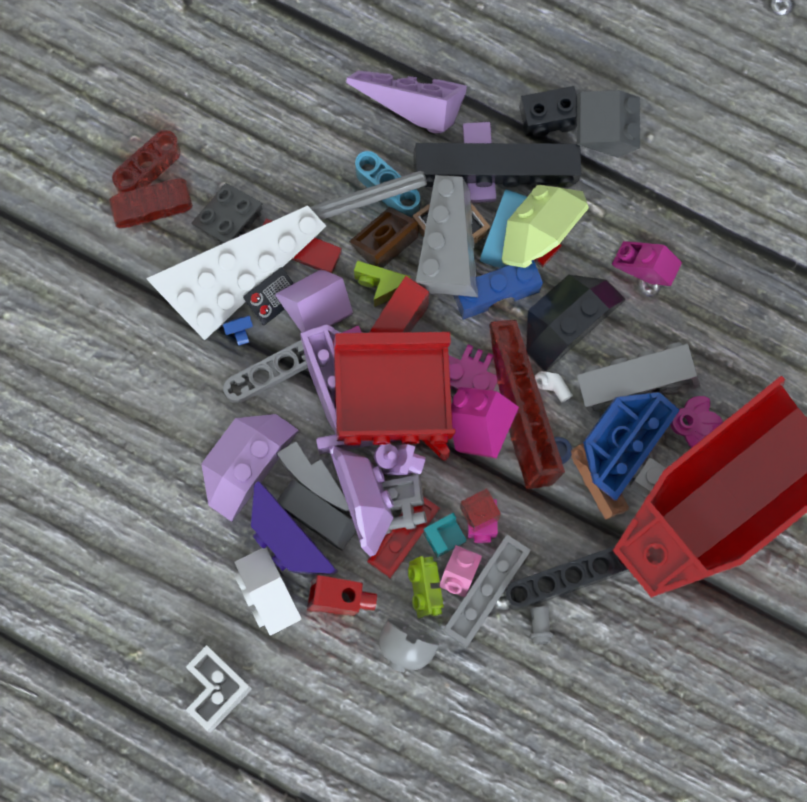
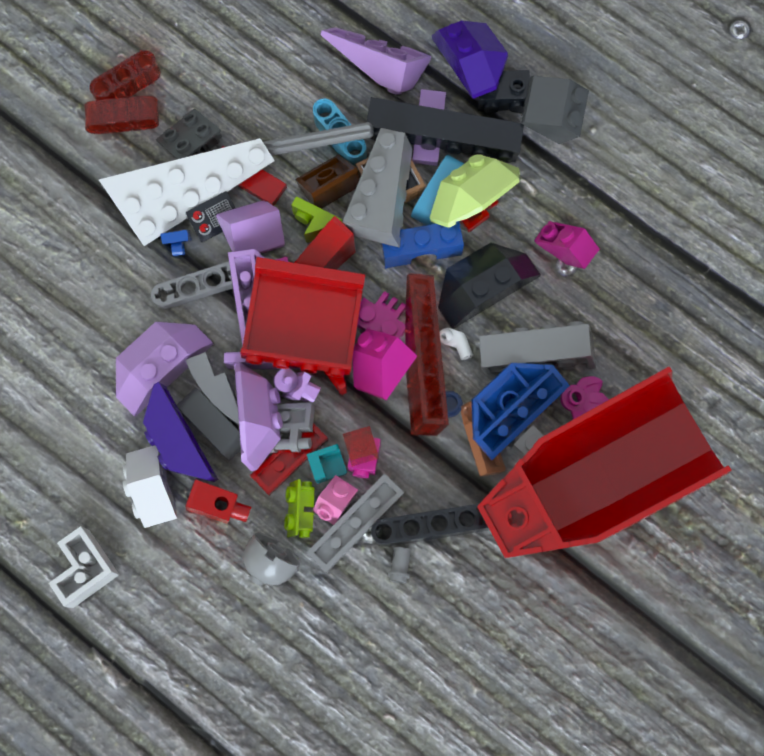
camera: 15 degrees right, 0 degrees up
(512, 80) = (473, 55): none -> dark purple wedge

